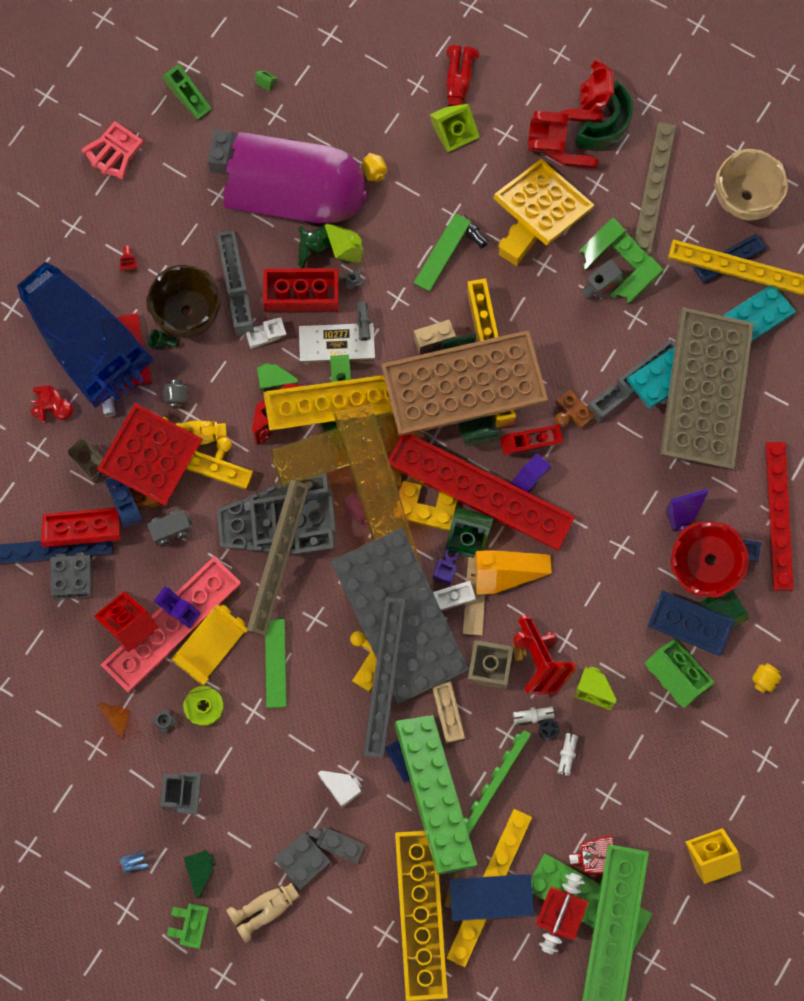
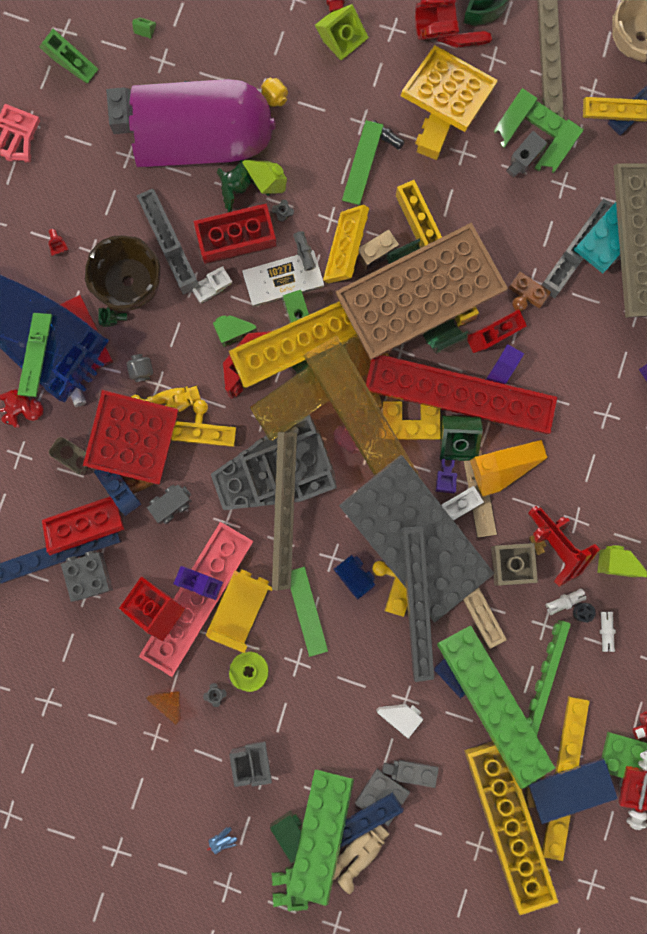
camera: 15 degrees left, 10 degrees up
(79, 358) = (34, 355): none -> bright green piece
(231, 879) = (321, 837): none -> bright green plate
(277, 876) = (370, 818): none -> dark blue tile
(330, 640) = (354, 576): none -> clear blue brick
(405, 323) = (346, 244): none -> yellow plate

